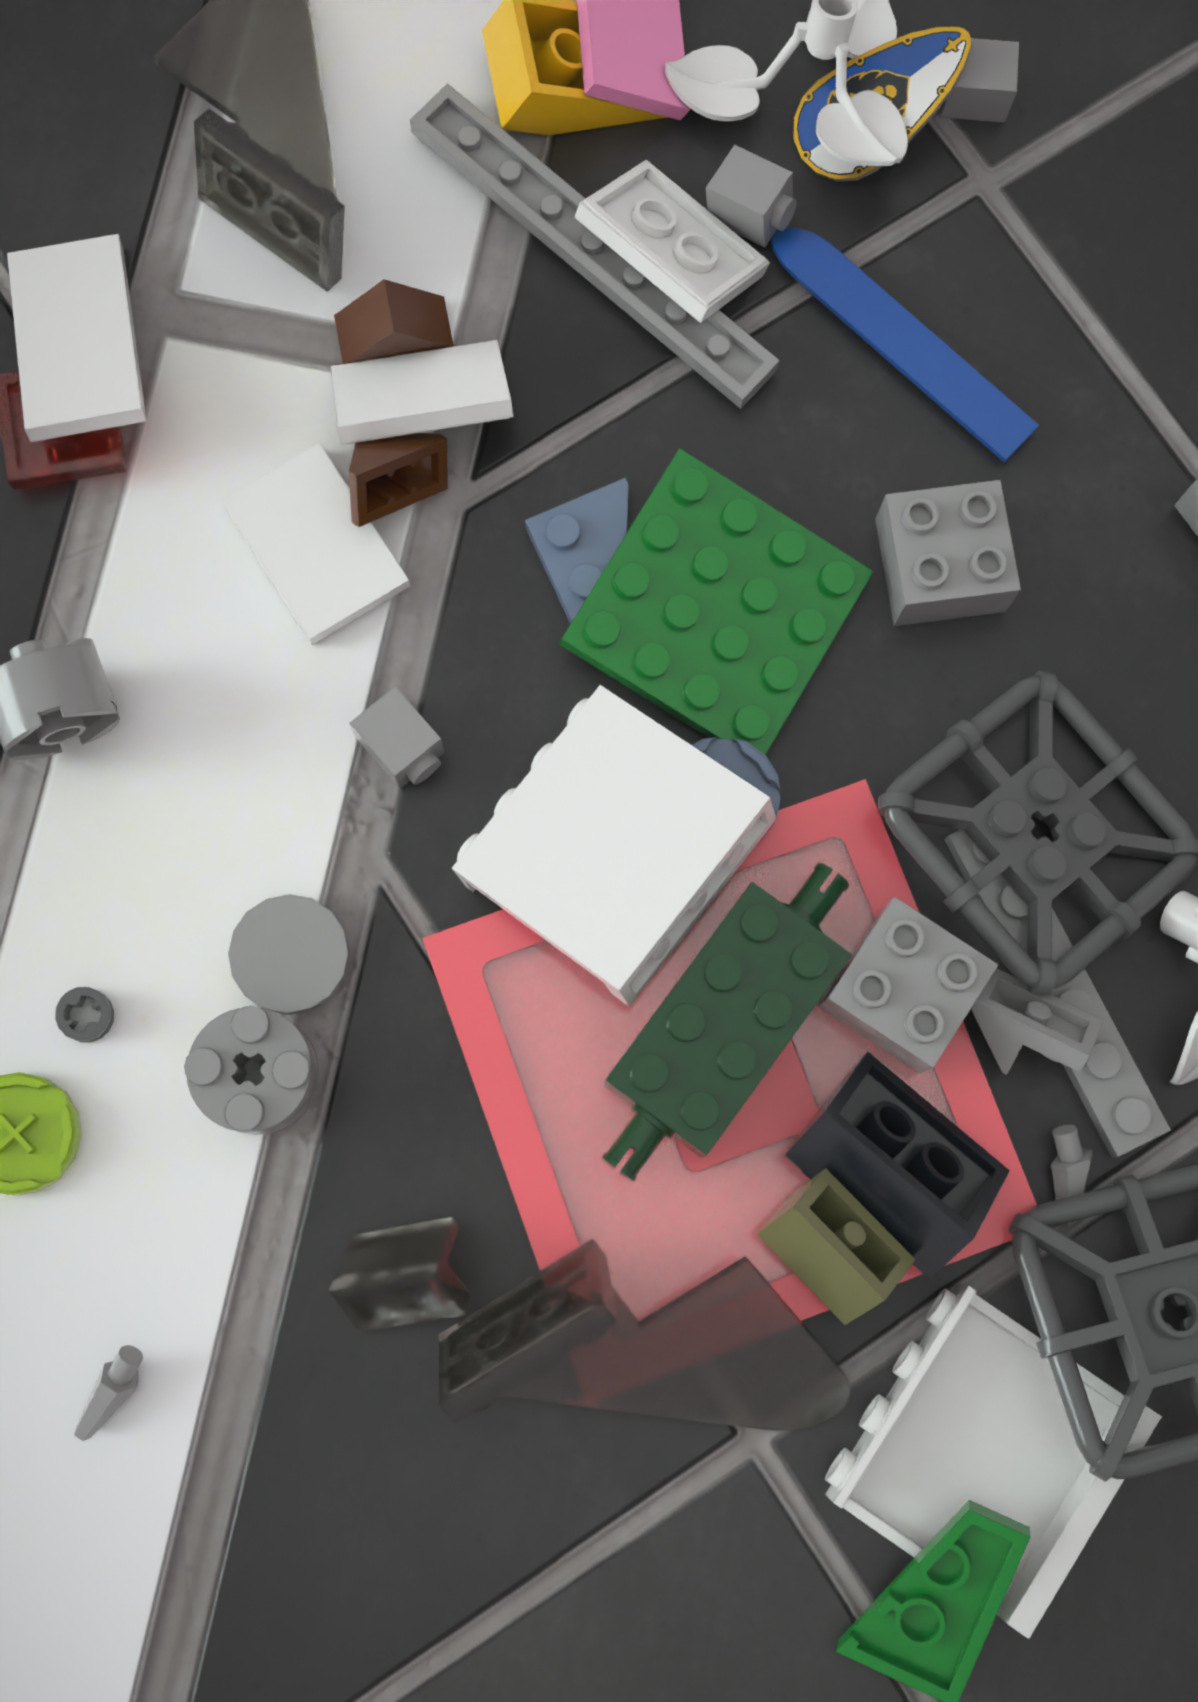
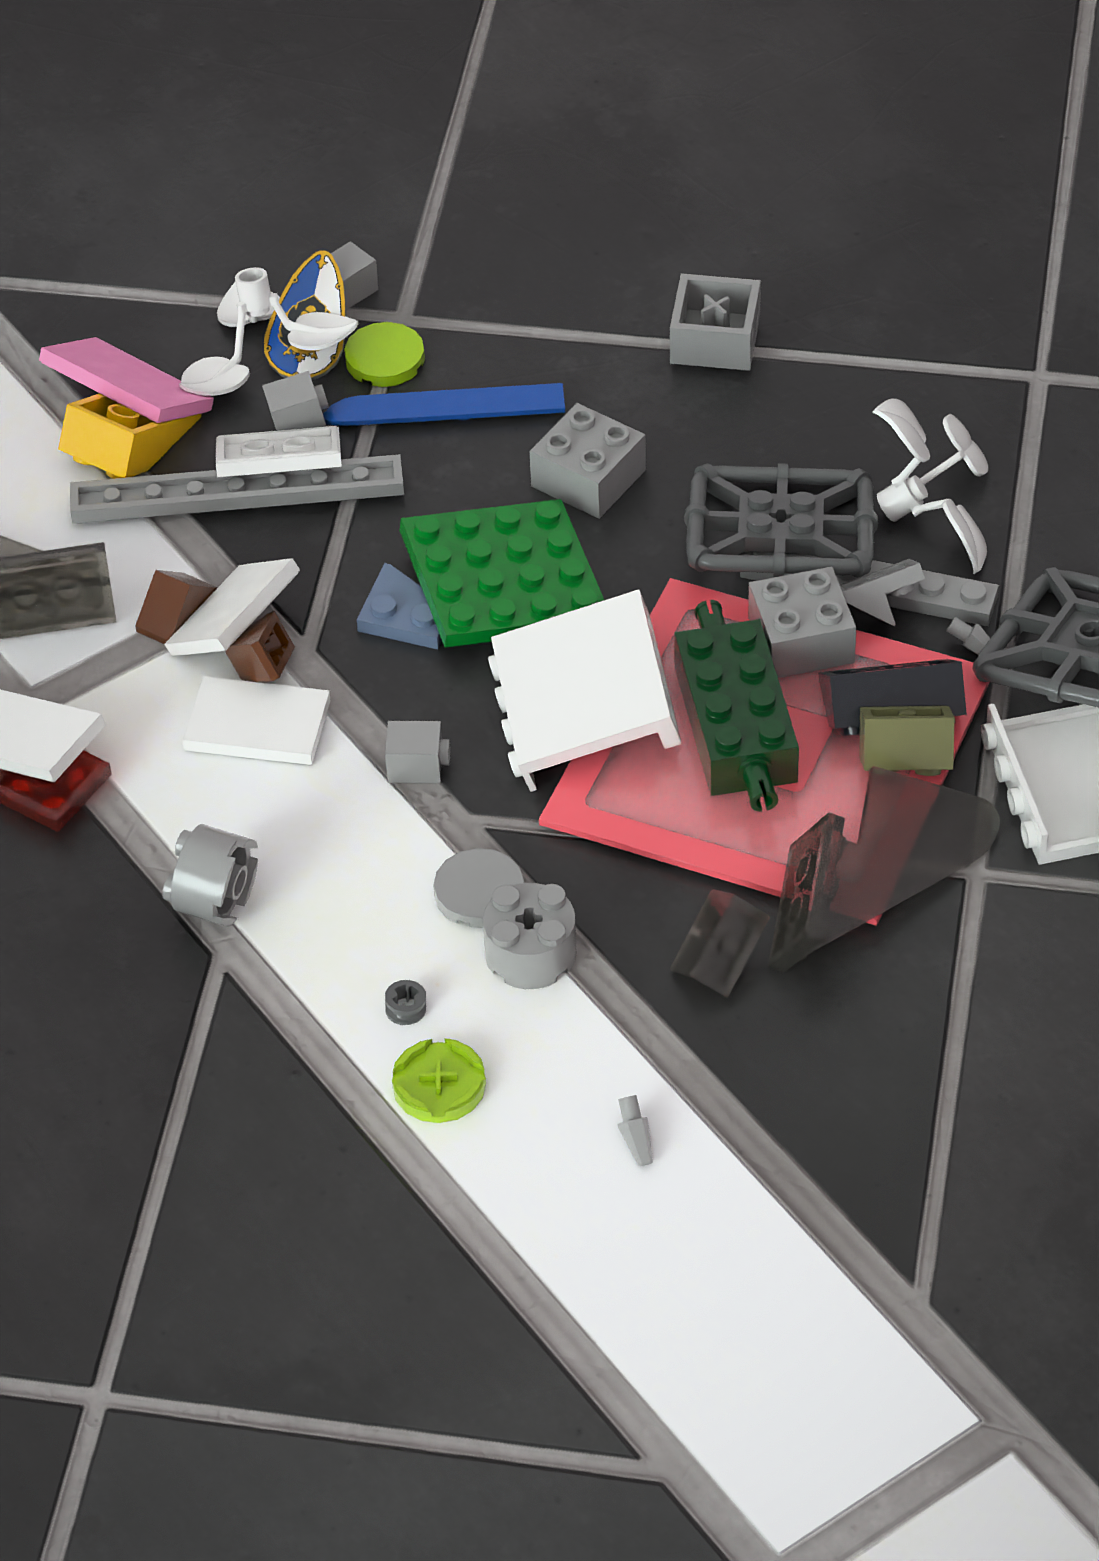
camera: 40 degrees left, 30 degrees down
(914, 213) = (384, 354): none -> lime tile

